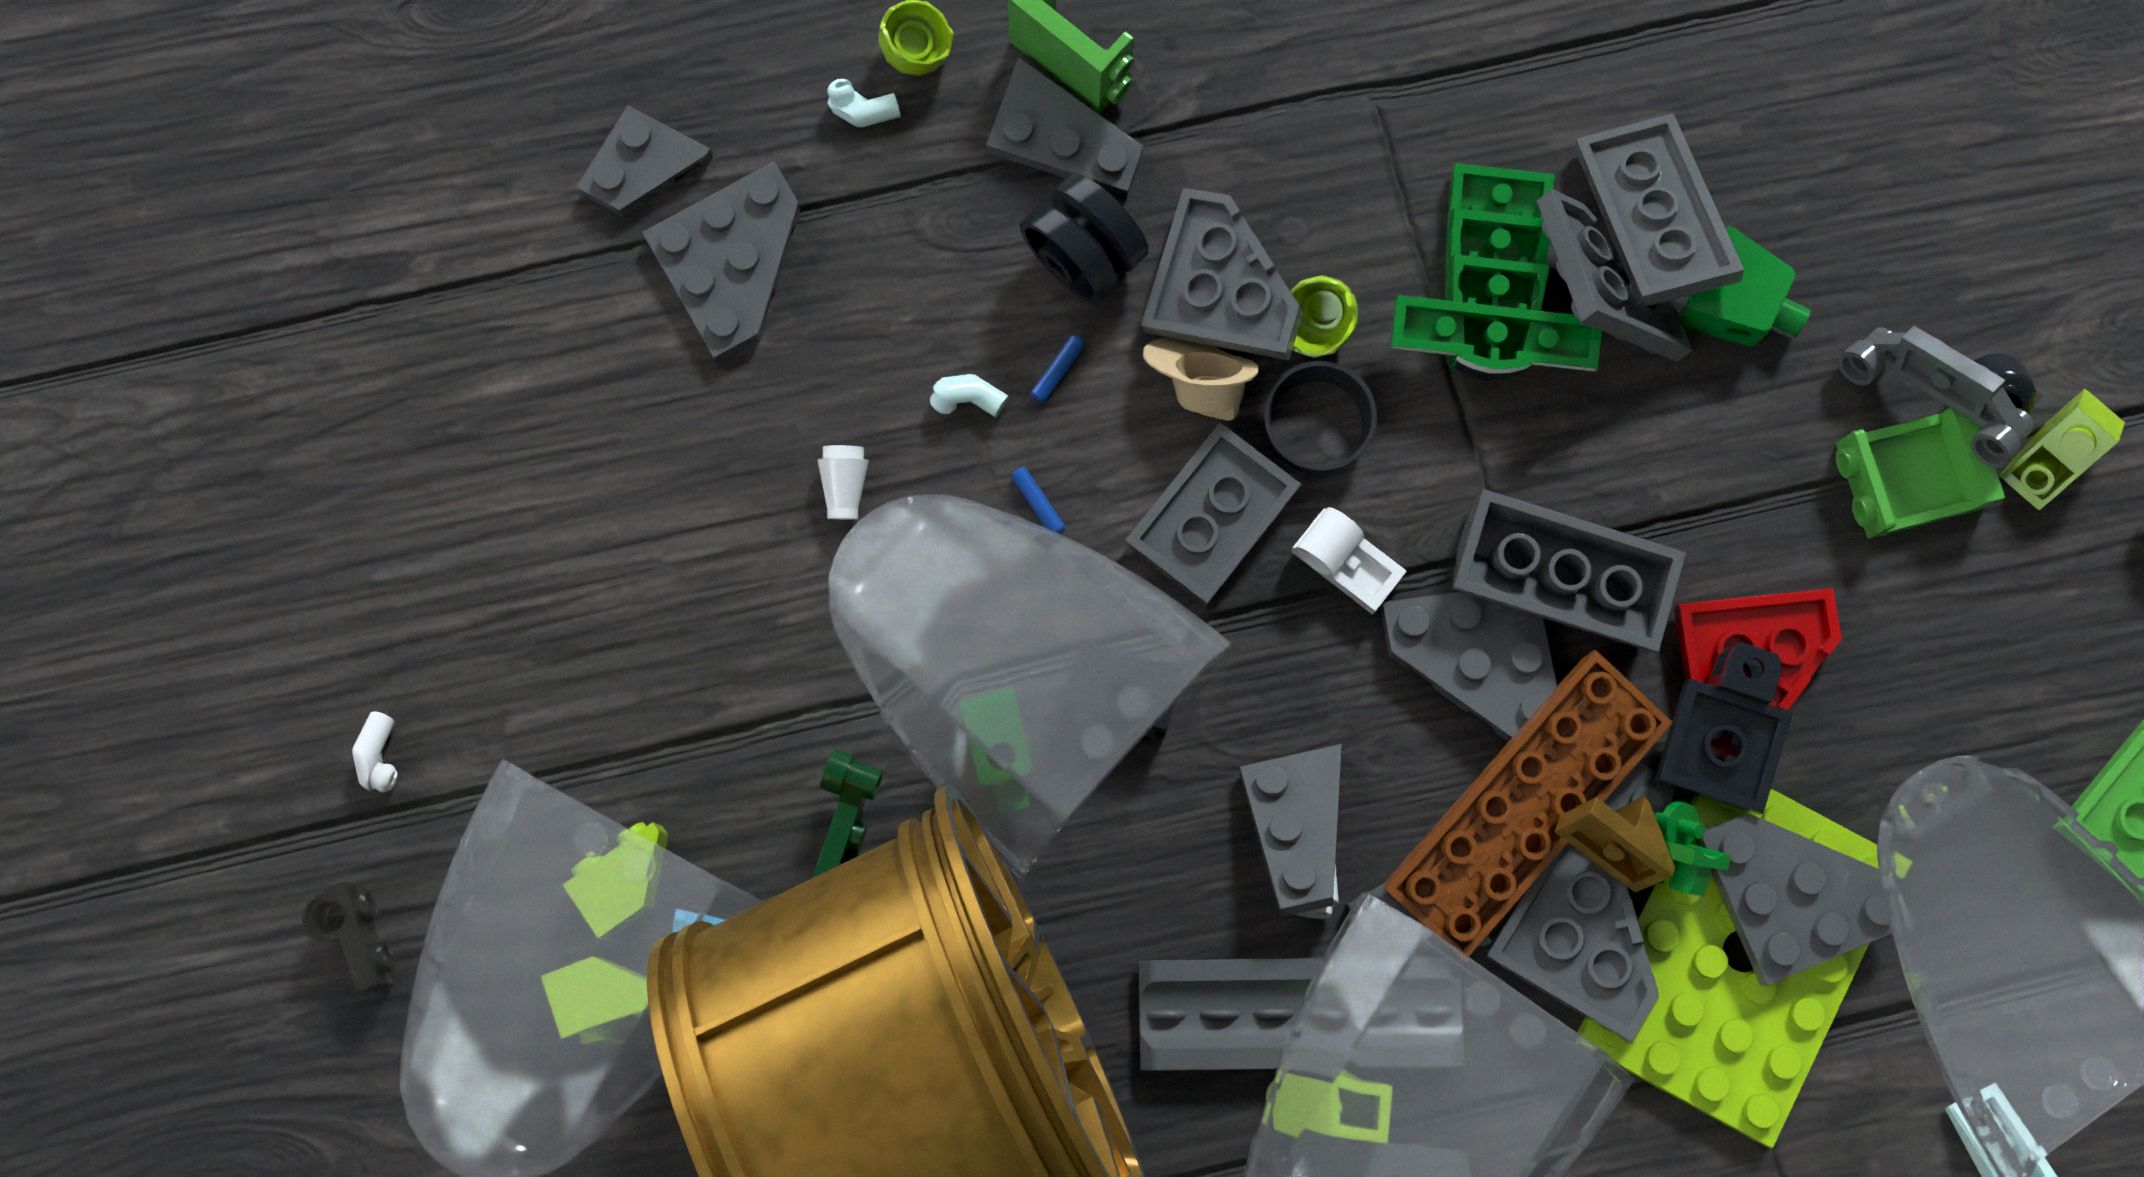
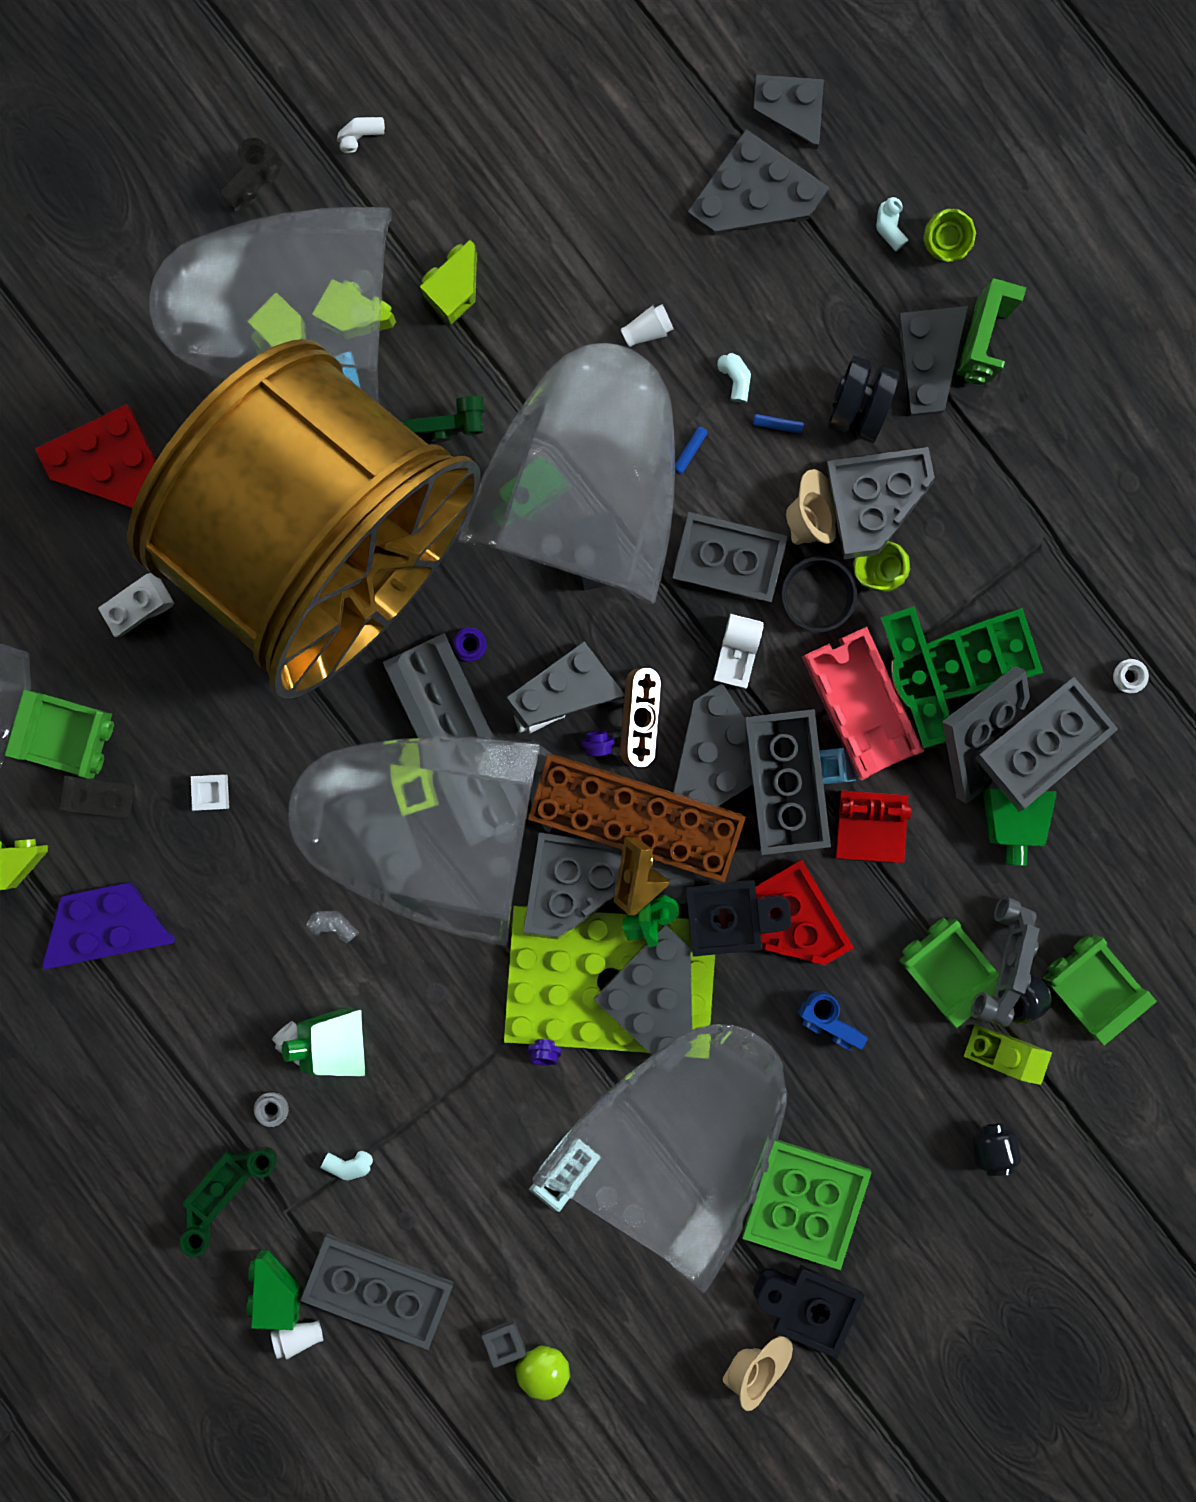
camera: 65 degrees right, 10 degrees up
(655, 719) = (453, 285): none -> lime slope
(1188, 929) = (462, 636): none -> dark purple plate
(1394, 813) = (597, 743): none -> dark purple plate
(1403, 731) = (651, 708): none -> beam
(1494, 426) = (862, 704): none -> coral piece
(1567, 496) = (836, 766): none -> medium azure slope
(1608, 56) = (1140, 672): none -> white plate
(1669, 489) = (872, 826): none -> red hinge
(1811, 1095) = (544, 1052): none -> dark purple plate
(1923, 667) = (843, 1033): none -> blue plate
(2018, 292) = (1098, 989): none -> bright green panel

